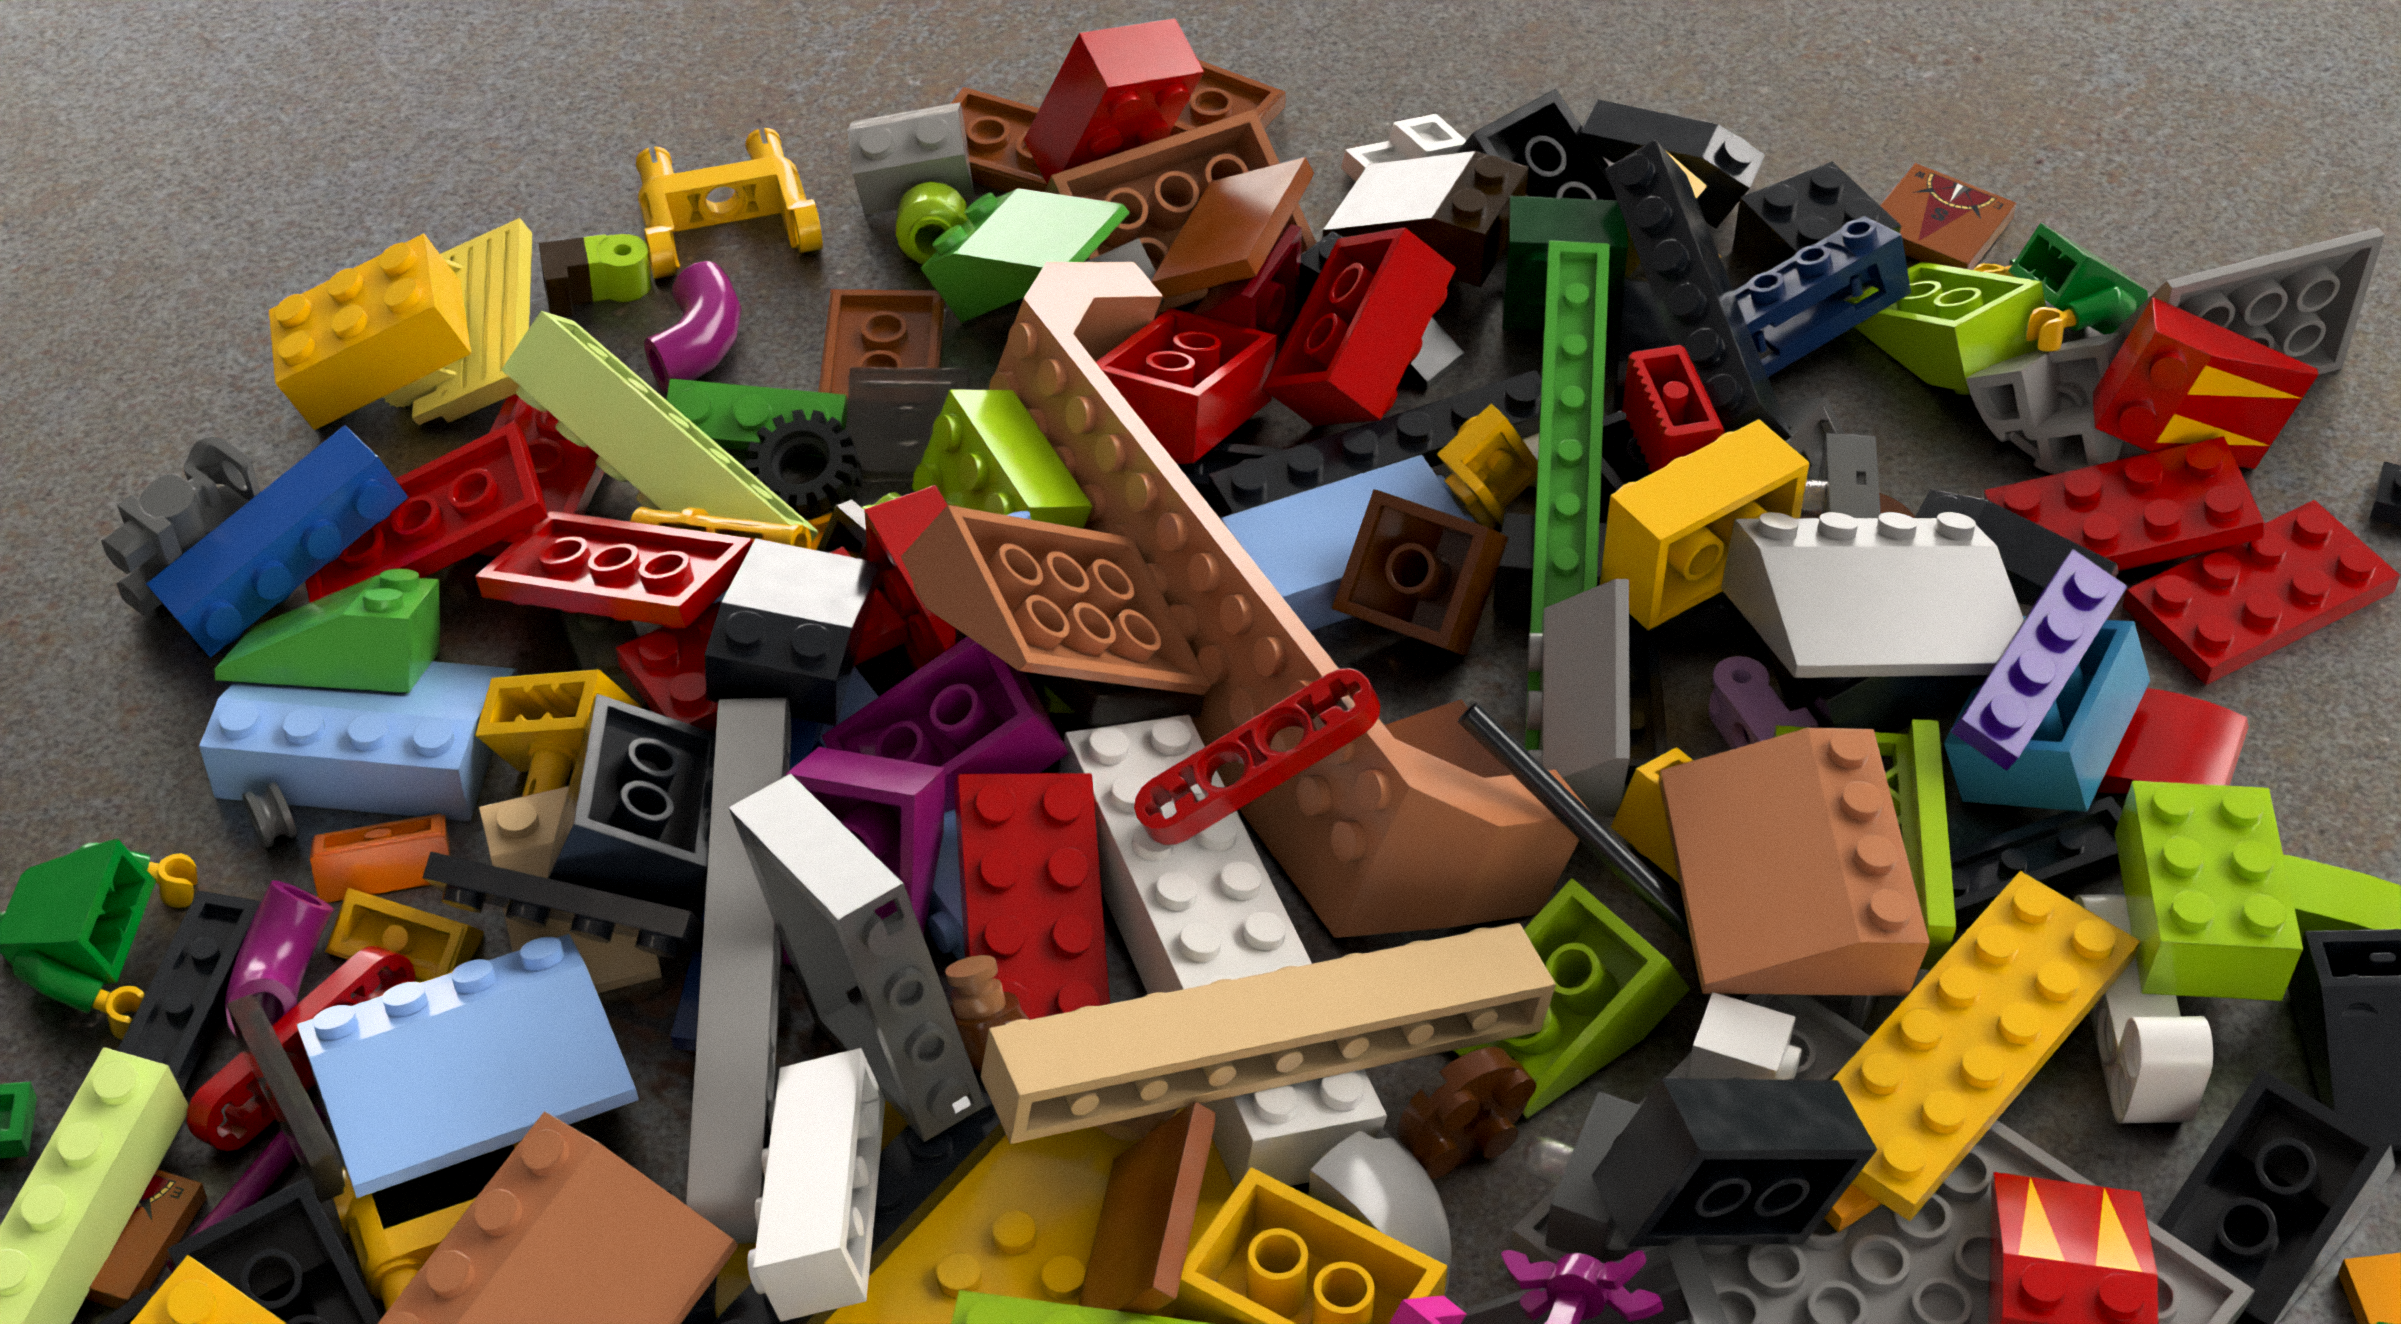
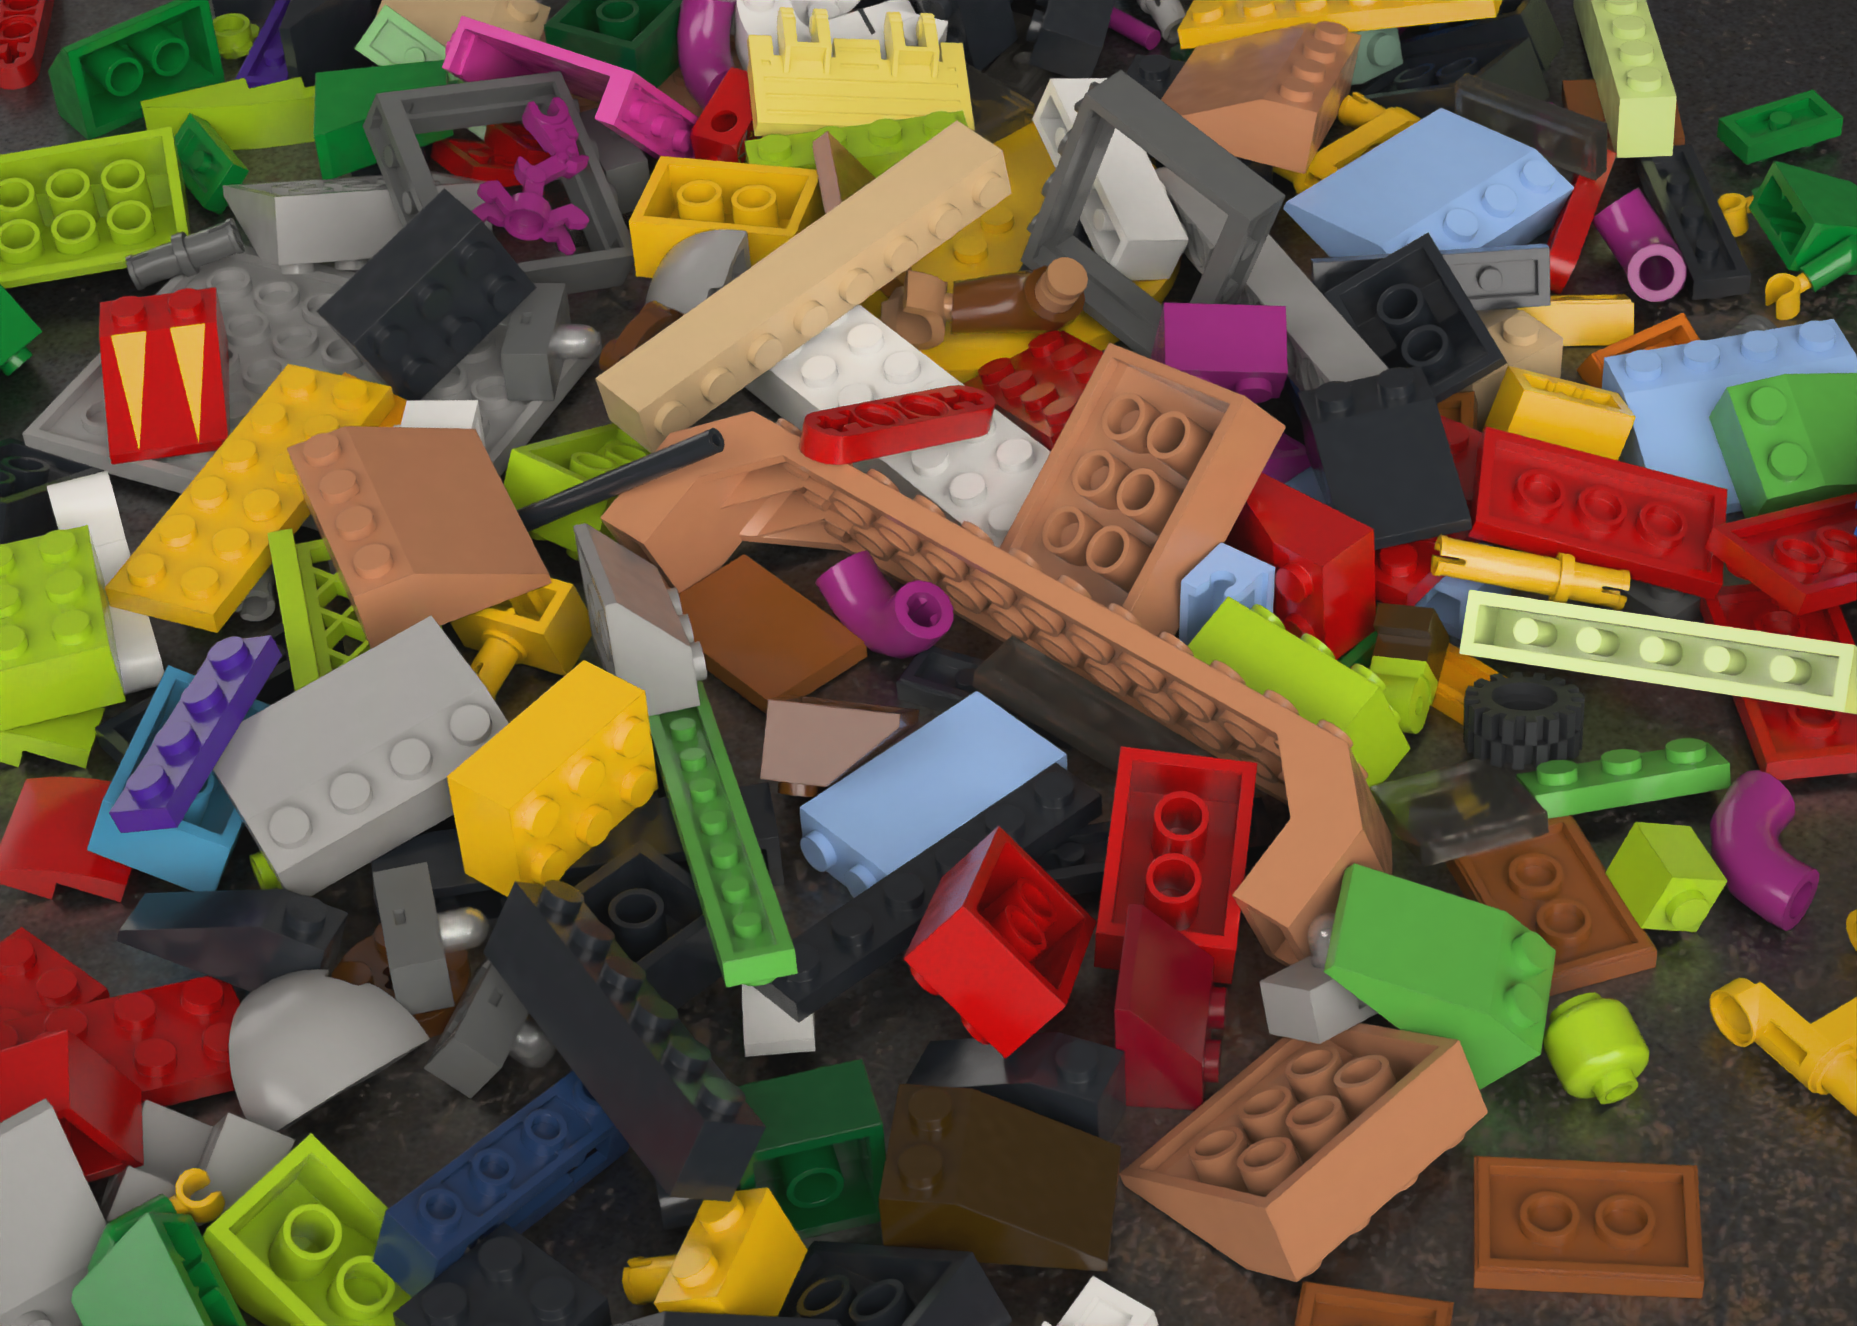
camera: 165 degrees right, 5 degrees down
(789, 315) = (1665, 877): none -> lime brick
(907, 150) = (1685, 1115): light grey slope -> none
(1114, 95) = (1437, 1137): red brick -> none
(1232, 228) = (1203, 1021): dark orange tile -> none
(1488, 466) = (811, 856): yellow bracket -> none
(1668, 406) = (612, 867): red brick -> none
(1946, 453) = (311, 1040): none -> light grey brick

